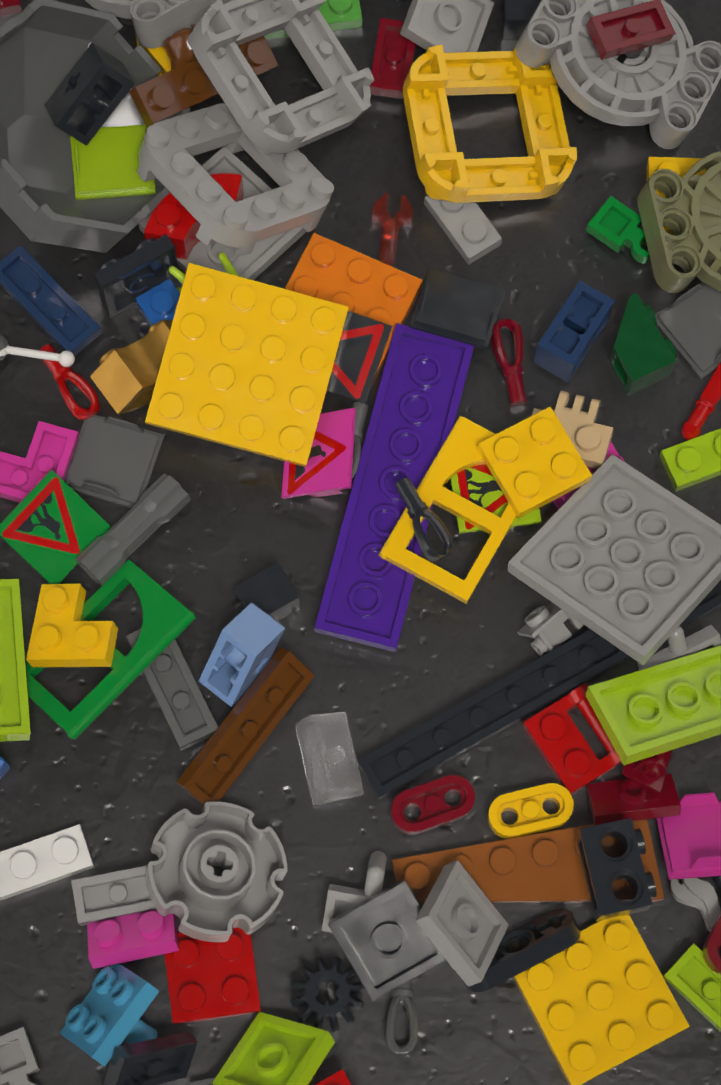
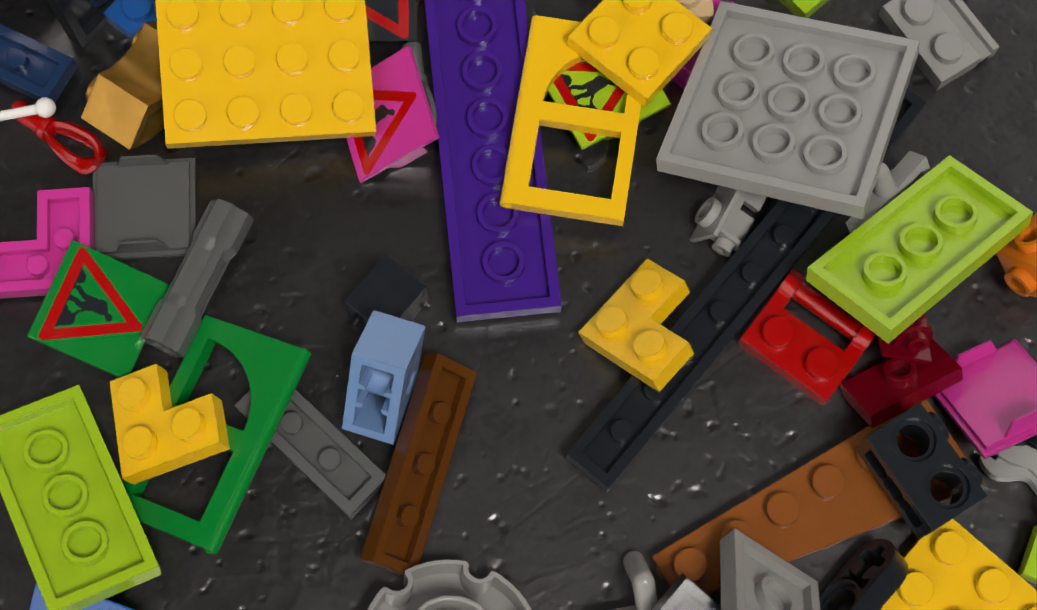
camera: 20 degrees left, 0 degrees up
(329, 757) = (529, 463): clear slope -> none
(417, 509) = (528, 134): black piece -> none
(432, 806) = (672, 474): dark red plate -> none
(442, 683) = (631, 329): none -> yellow plate
(529, 810) = (788, 440): yellow plate -> none

